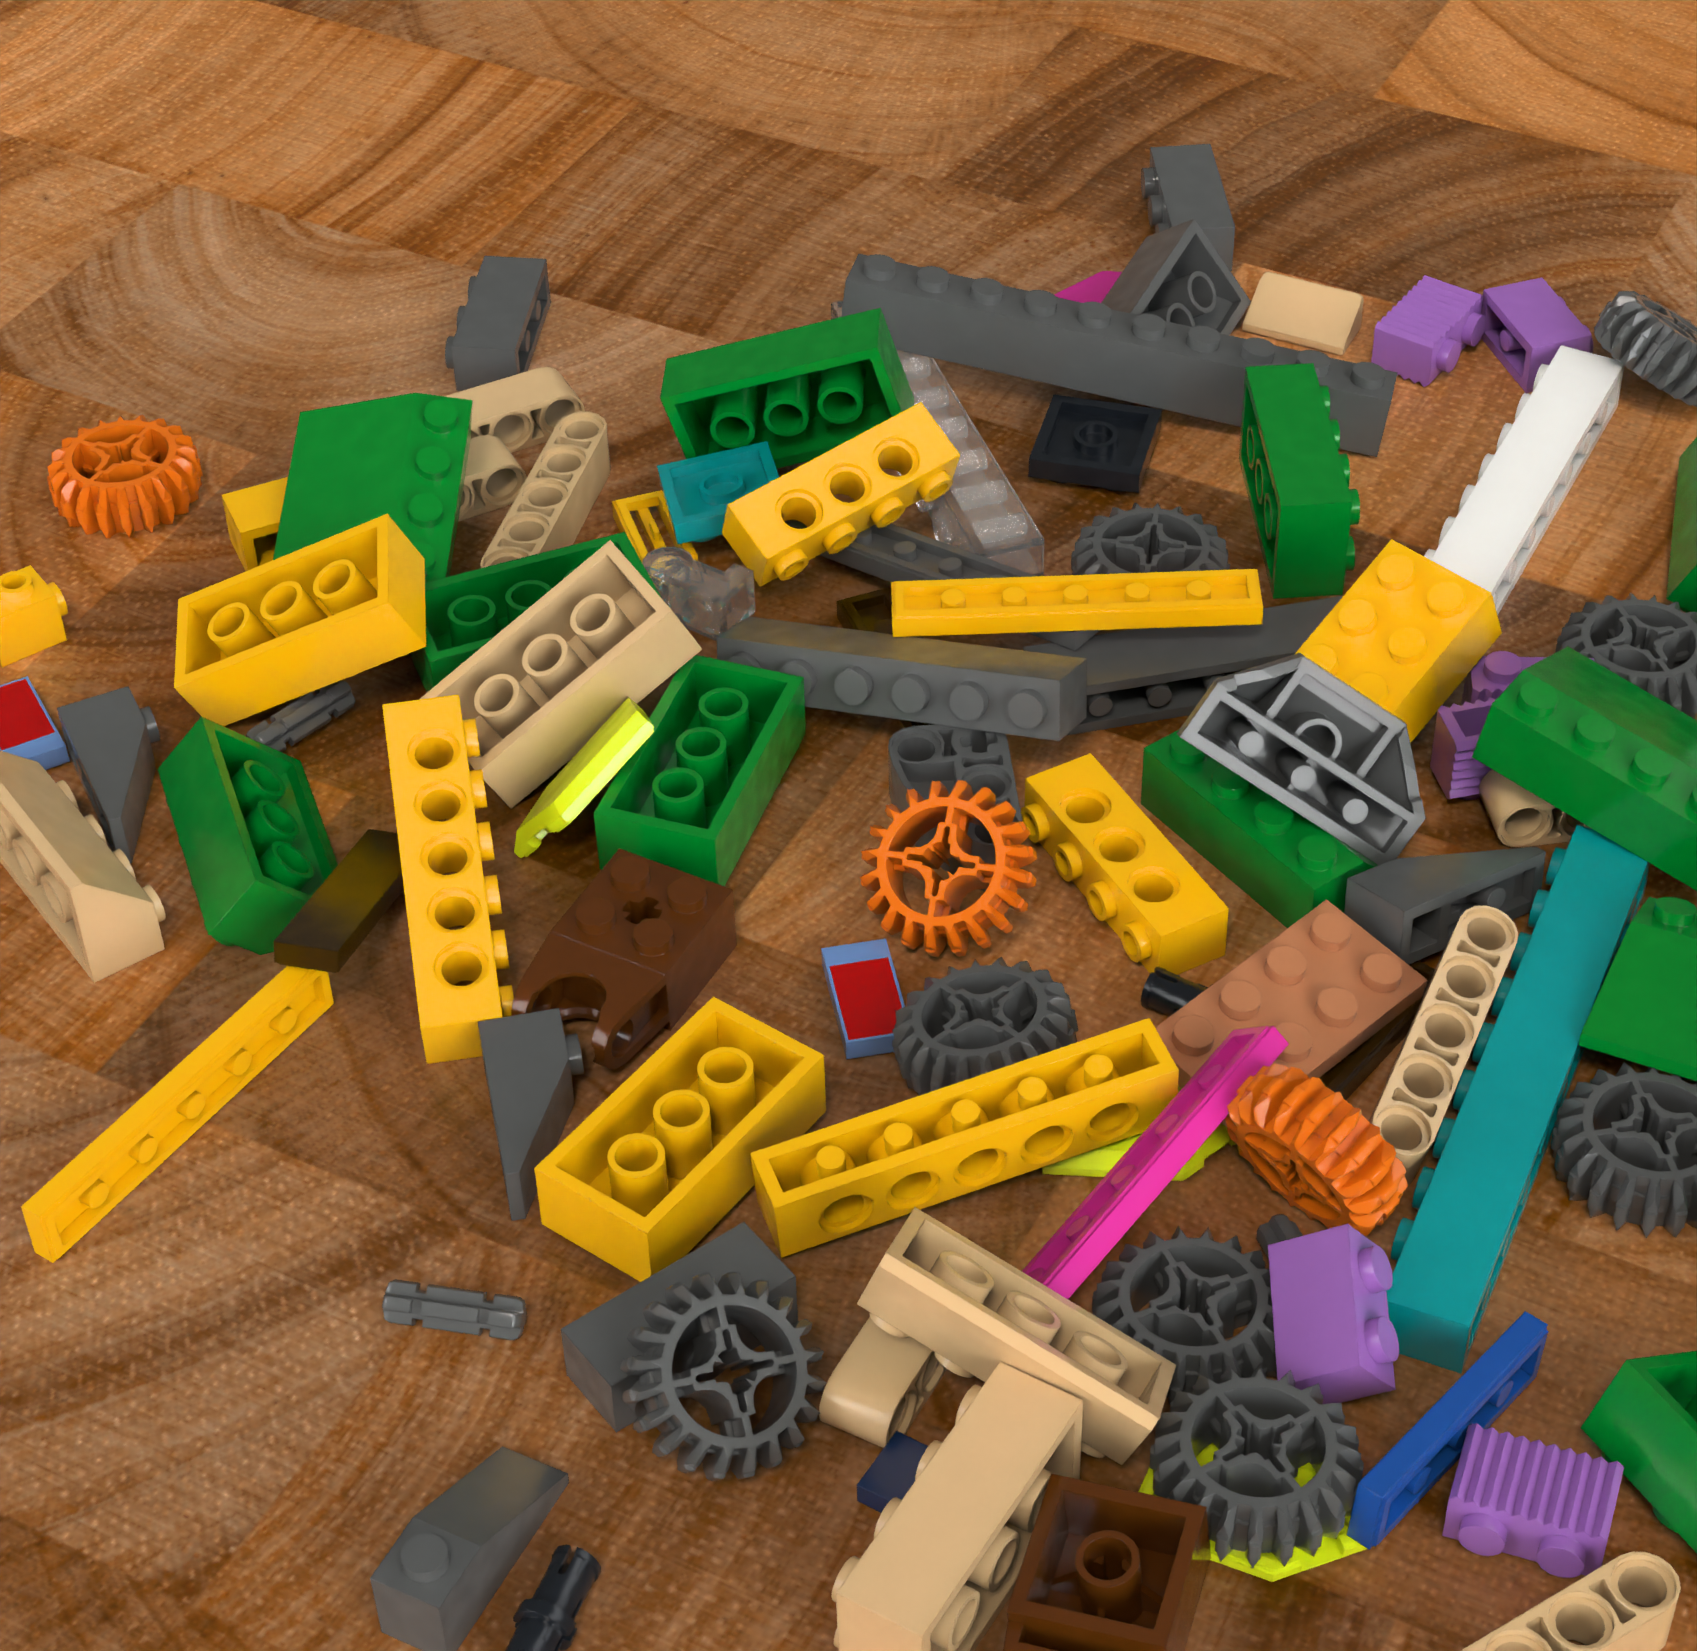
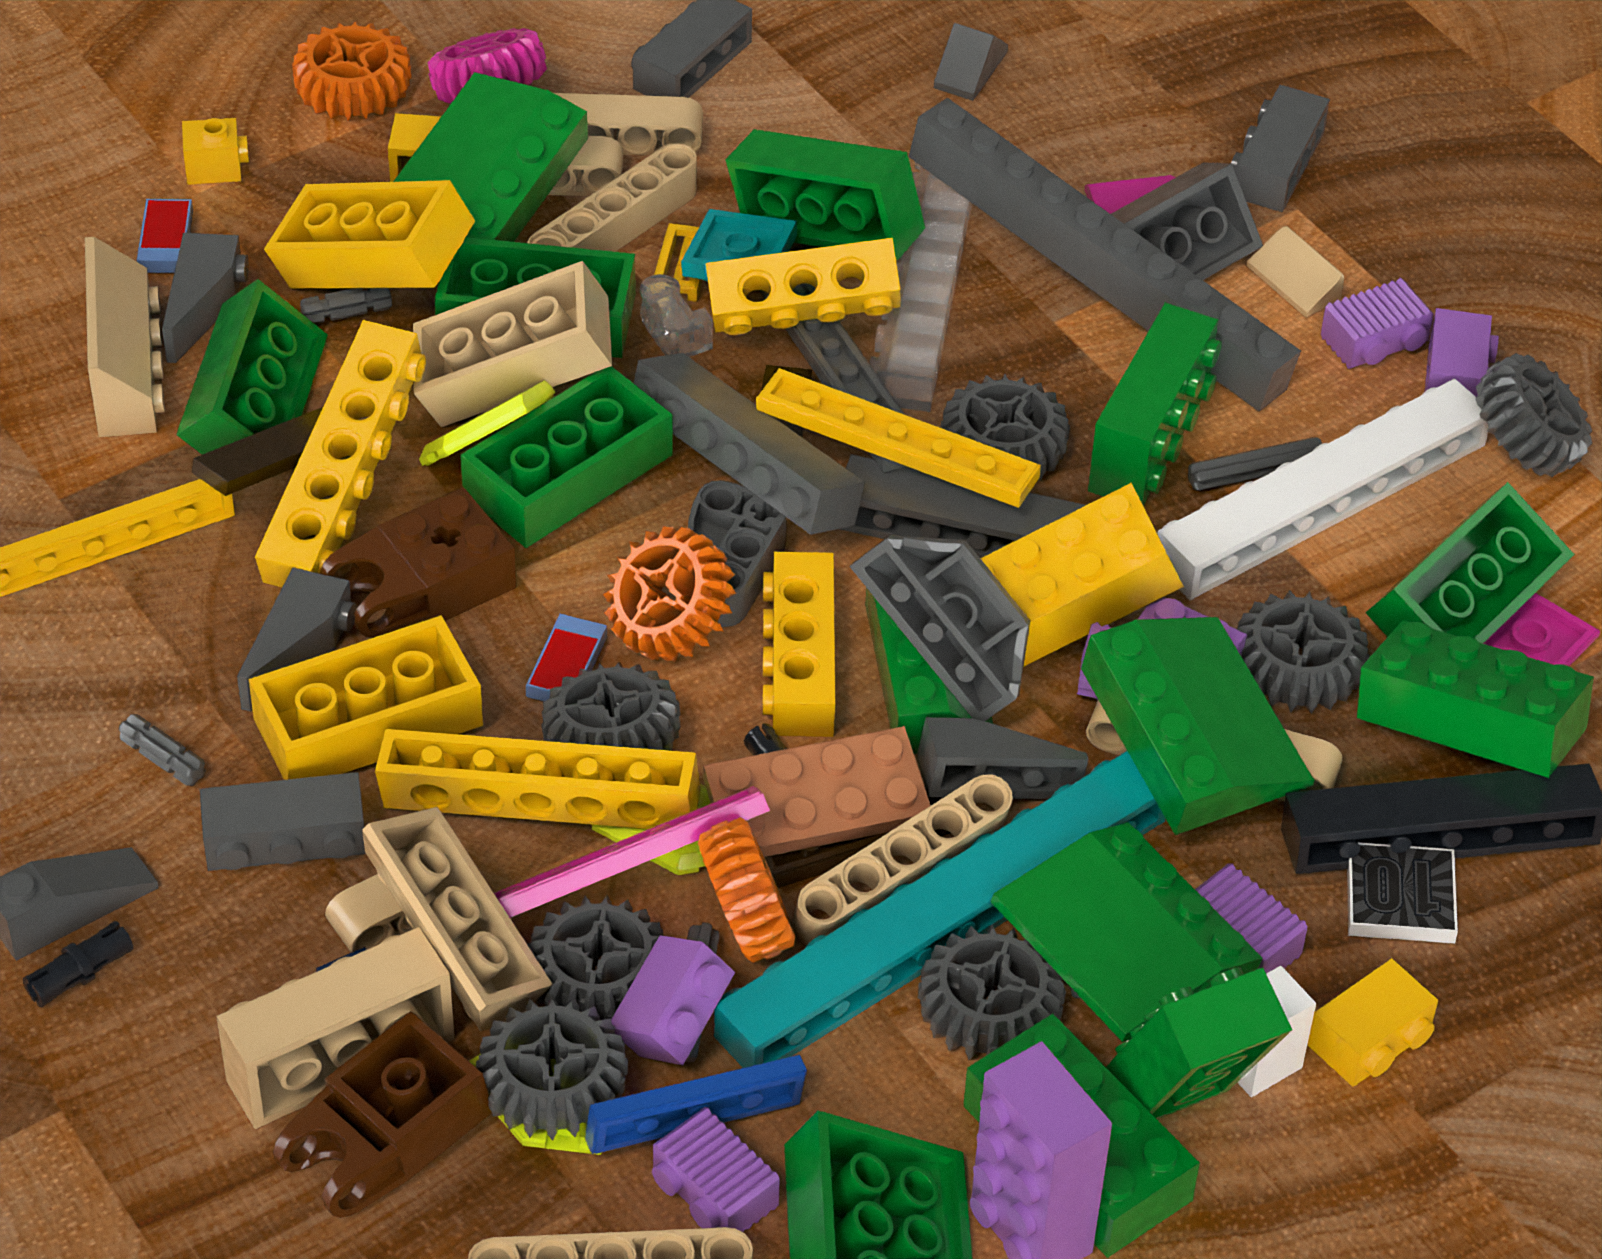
camera: 25 degrees right, 5 degrees up
(264, 422) = (502, 54): none -> dark pink gear
(725, 1403) = (227, 852): dark grey gear -> none
(805, 238) = (968, 61): none -> dark grey slope
(1095, 443) = (1048, 316): black plate -> none
(1422, 504) = (1247, 464): none -> dark grey axle

